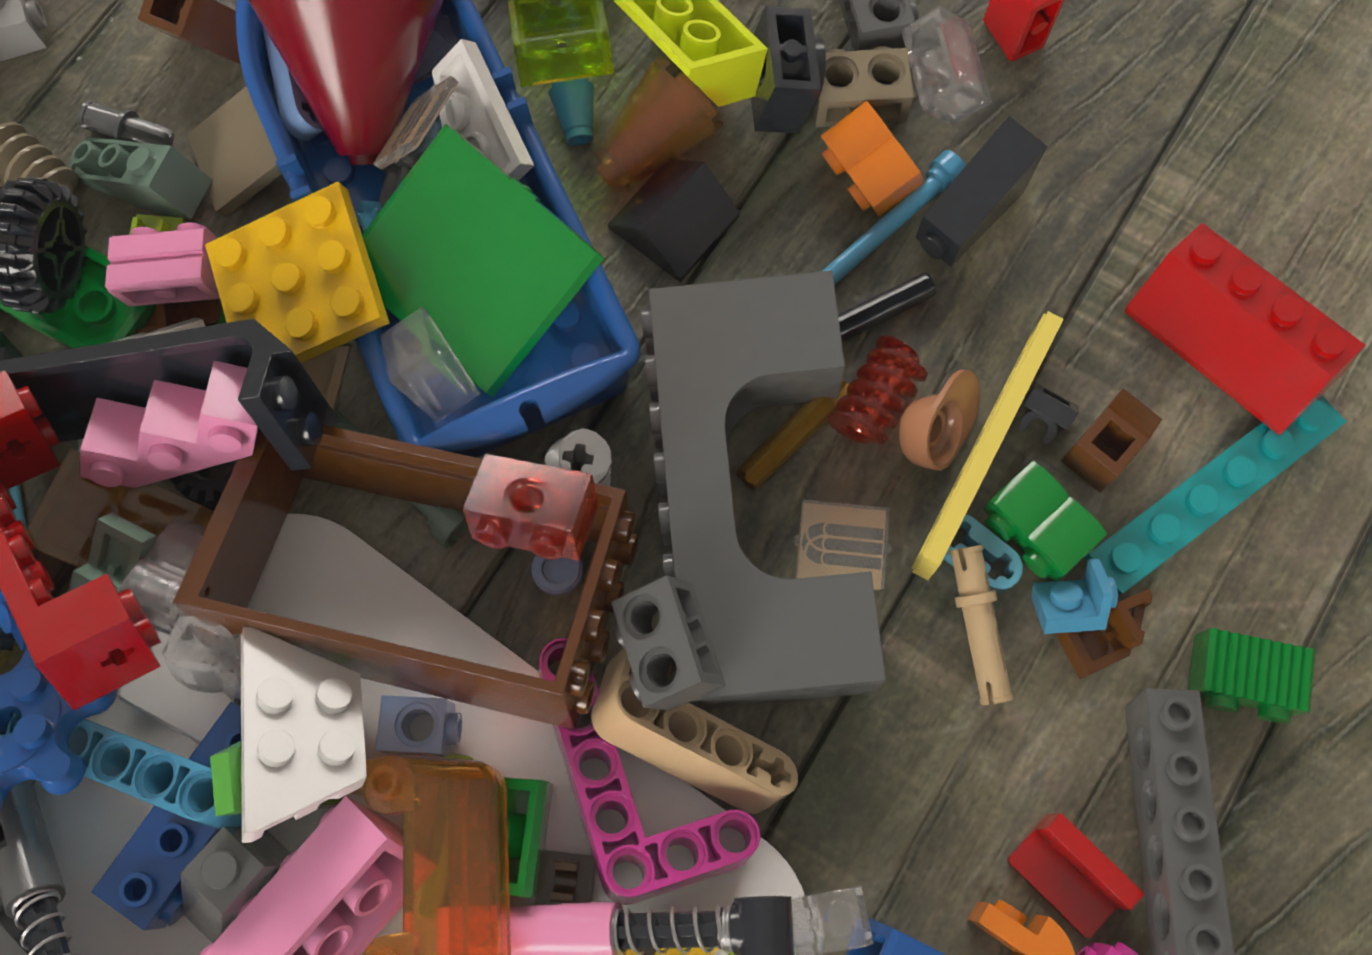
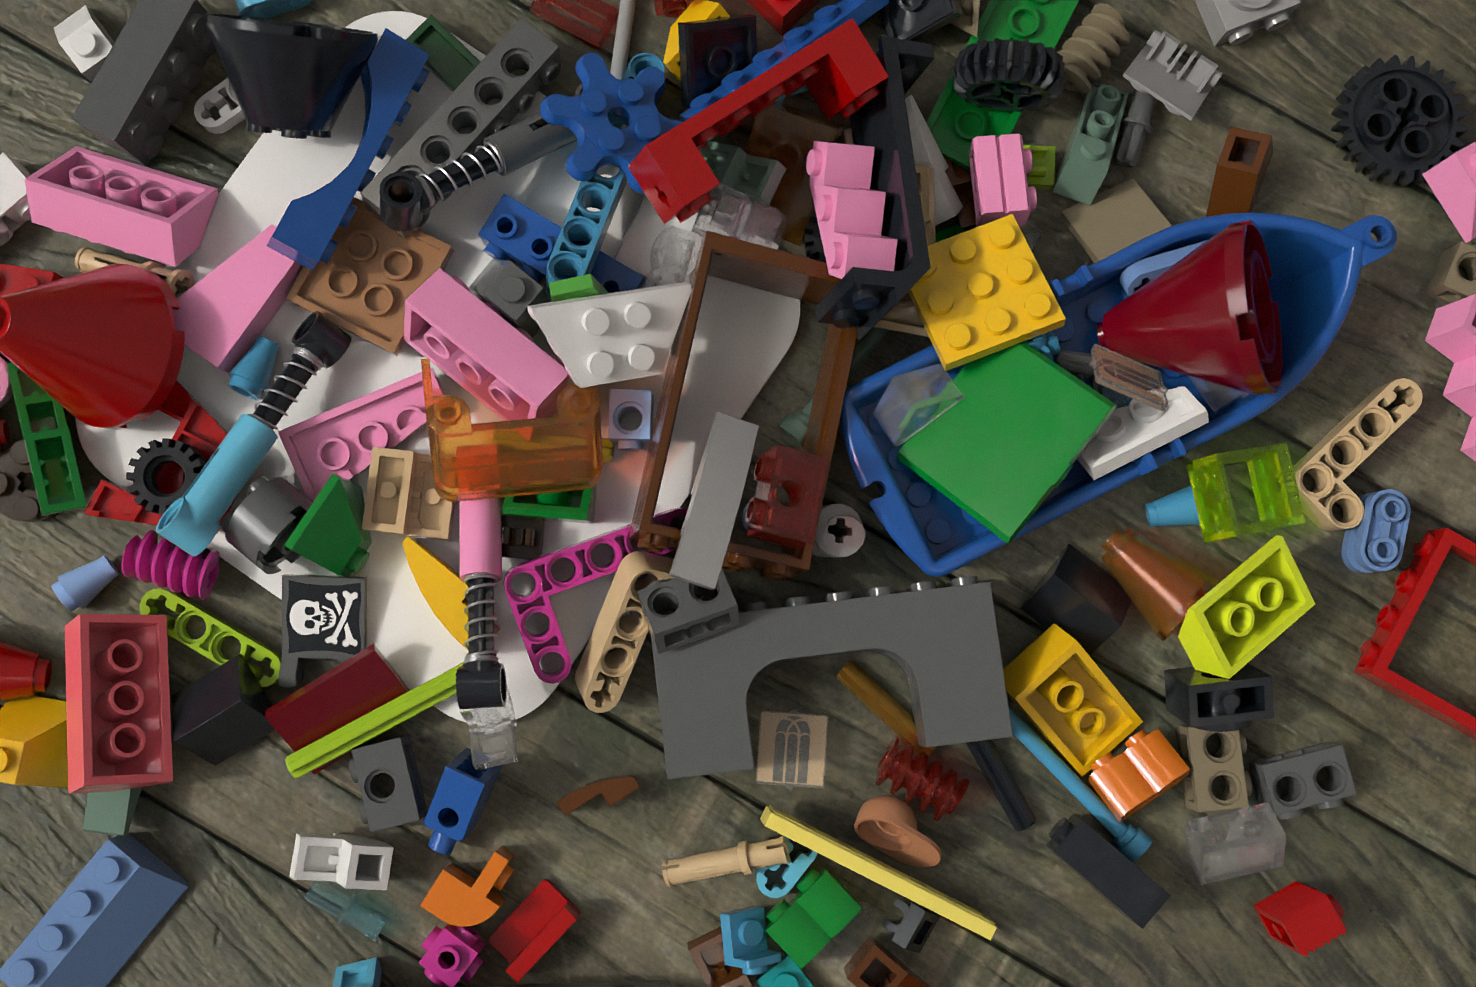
camera: 90 degrees right, 10 degrees up
(65, 102) = (1168, 79): none -> light grey hinge
(532, 593) = (714, 501): none -> light grey slope
(784, 224) = (1069, 699): none -> yellow slope
(893, 763) = (611, 788): none -> reddish brown slope

